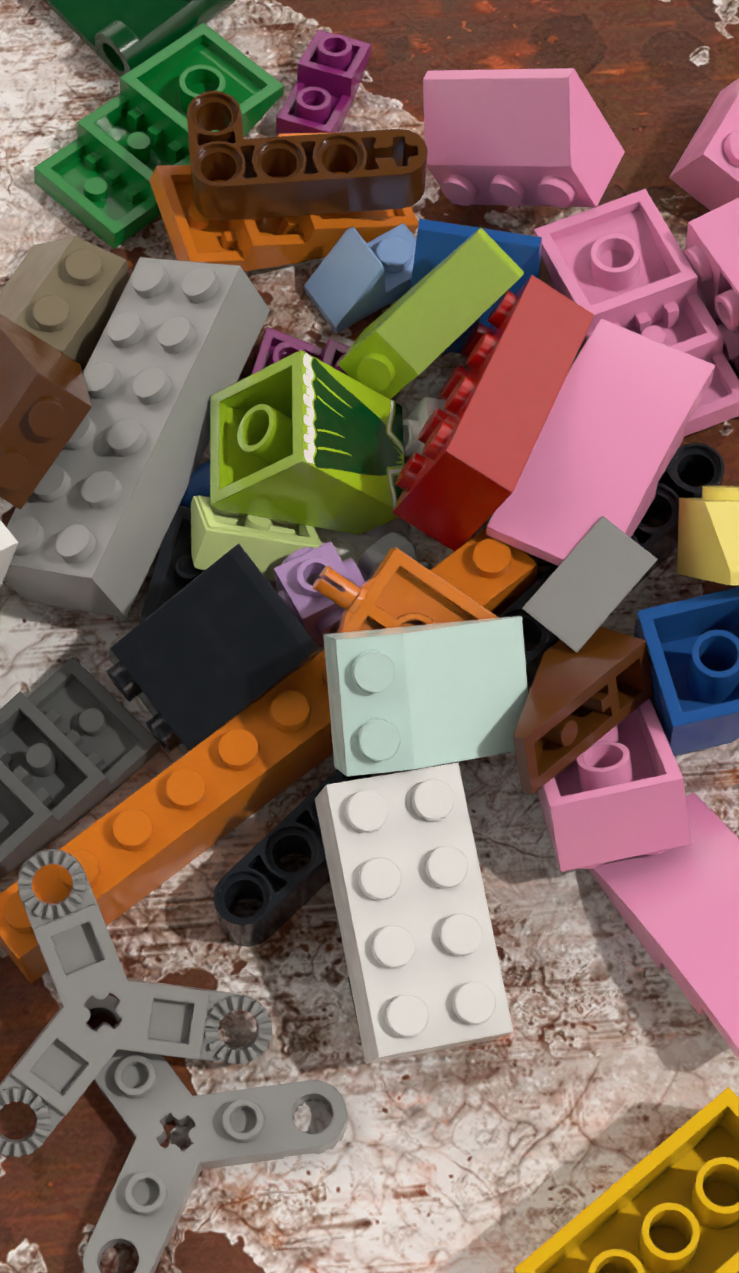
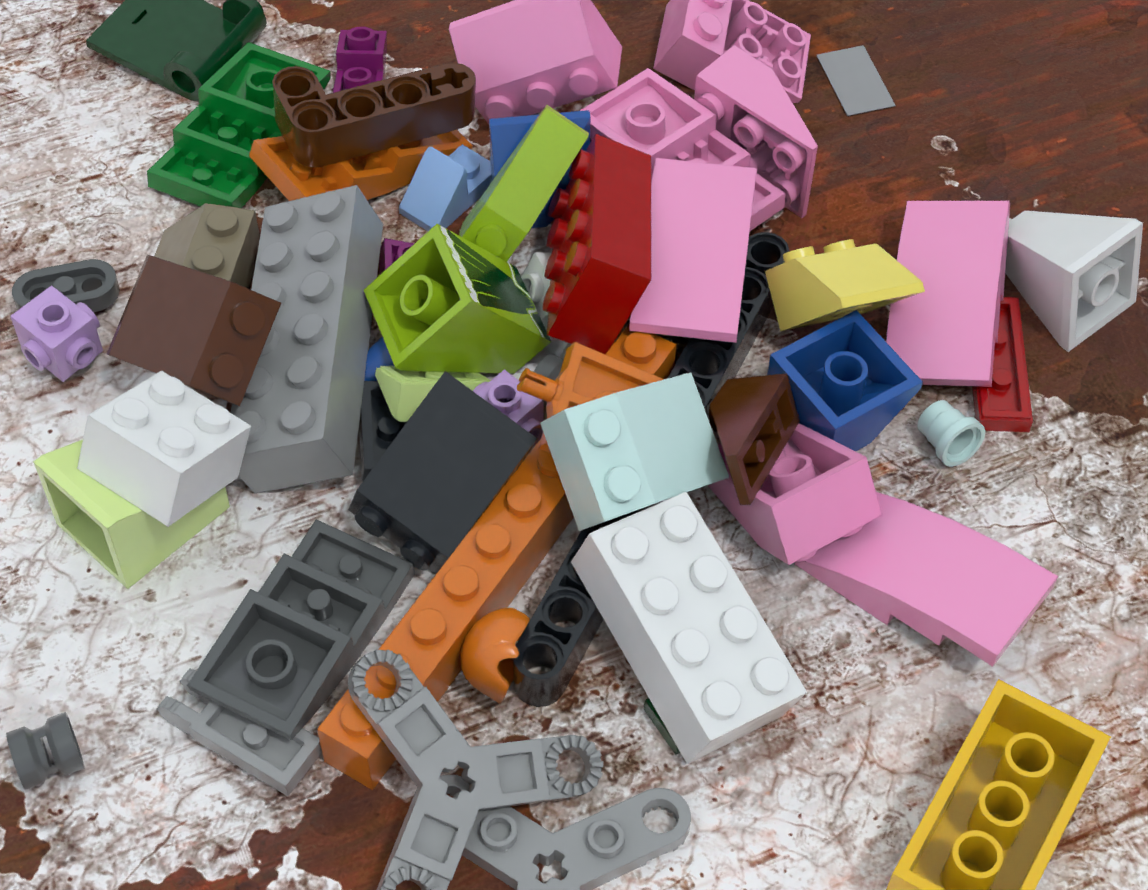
camera: 25 degrees left, 10 degrees down
(193, 874) = (490, 649): none -> orange hair
(589, 584) = (728, 342): light grey sticker -> none

